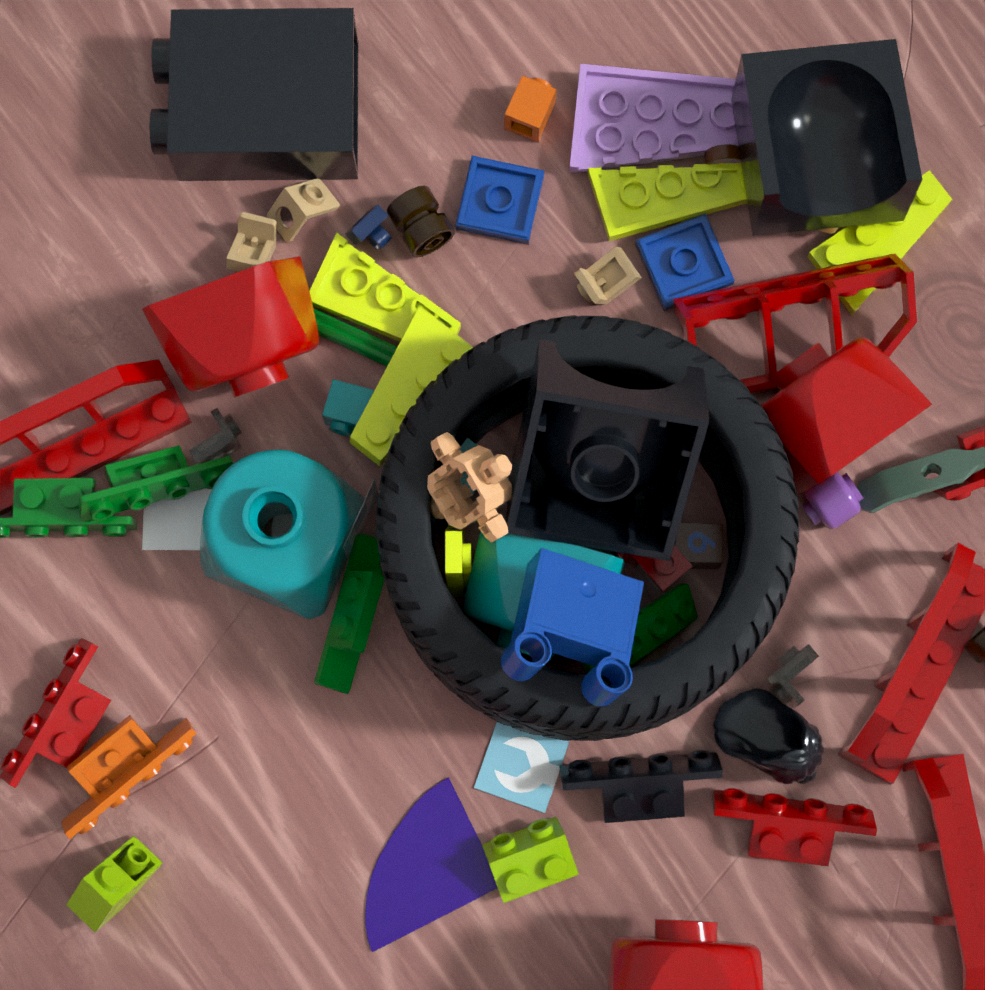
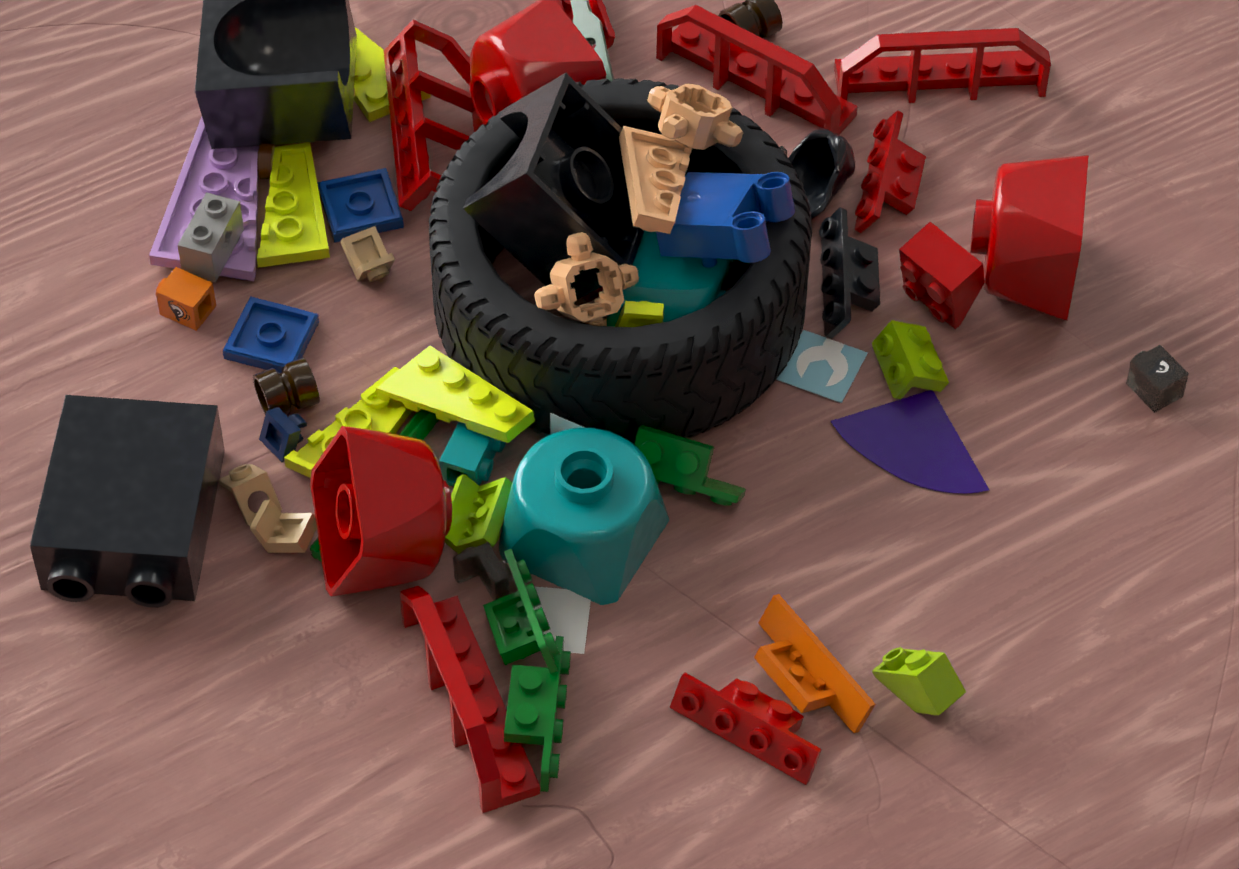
camera: 85 degrees left, 25 degrees down
(282, 423) = (477, 512): none -> lime bracket
(593, 114) = (211, 236): none -> light grey brick
(618, 541) = (653, 177): none -> light nougat wing
(626, 885) = (940, 274): none -> red slope
(737, 599) = (695, 116): none -> light nougat piece

